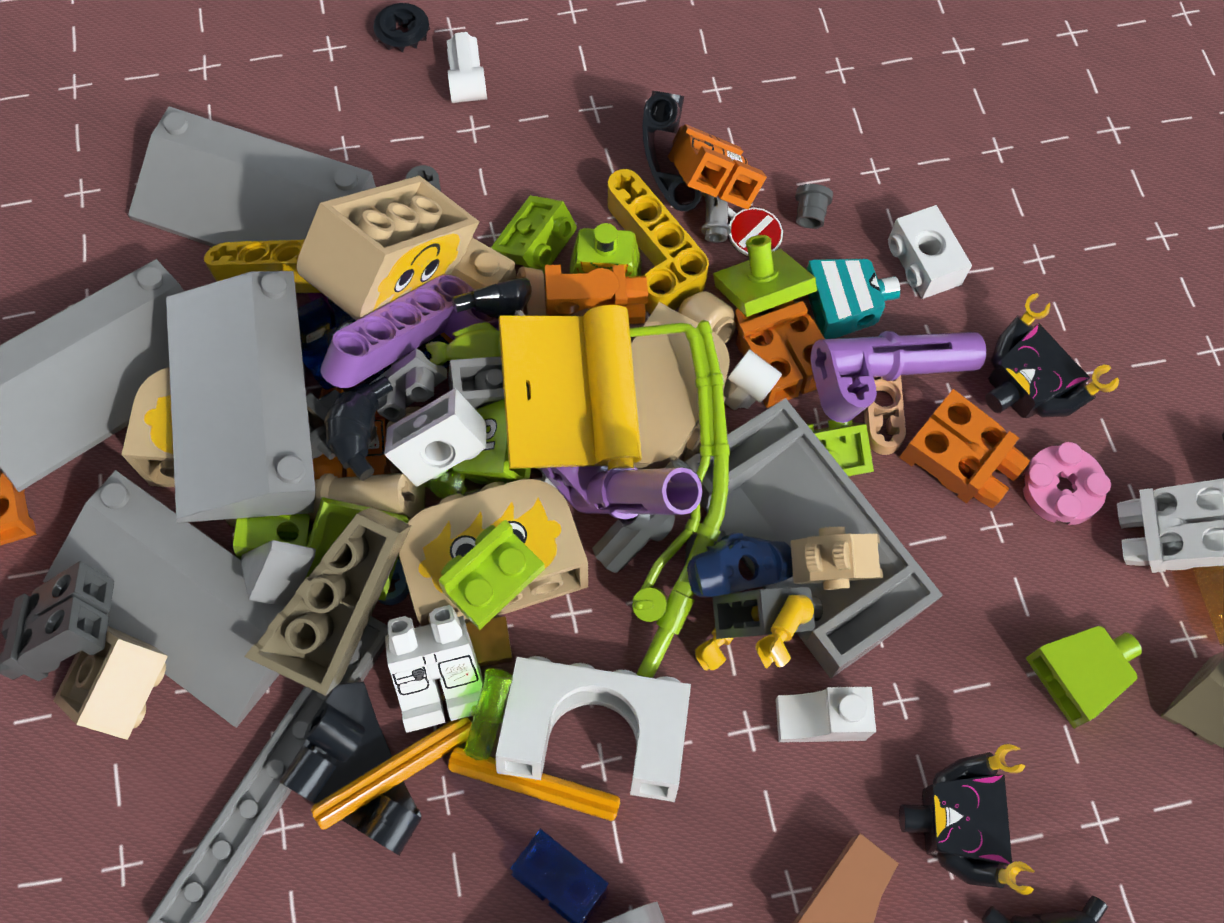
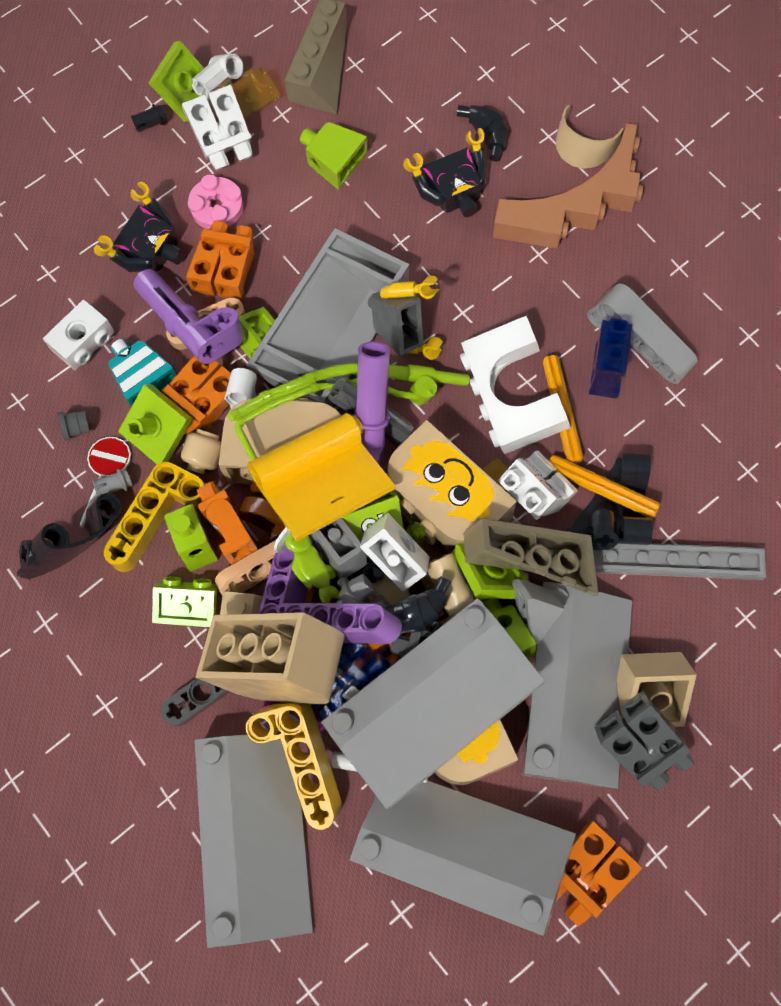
camera: 110 degrees left, 5 degrees up
(408, 17) = (15, 822): black gear -> none
(465, 74) = (62, 731): white piece -> none
(488, 713) = (542, 443): clear neon green axle -> none
(490, 574) = (468, 466): lime bracket -> none
(496, 299) = (262, 575): black piece -> none
(715, 167) = (77, 491): orange hips -> none
(718, 572) = (359, 331): dark blue piece -> none
(826, 715) = (431, 259): white arch -> none
(835, 558) = (343, 291): tan hinge -> none

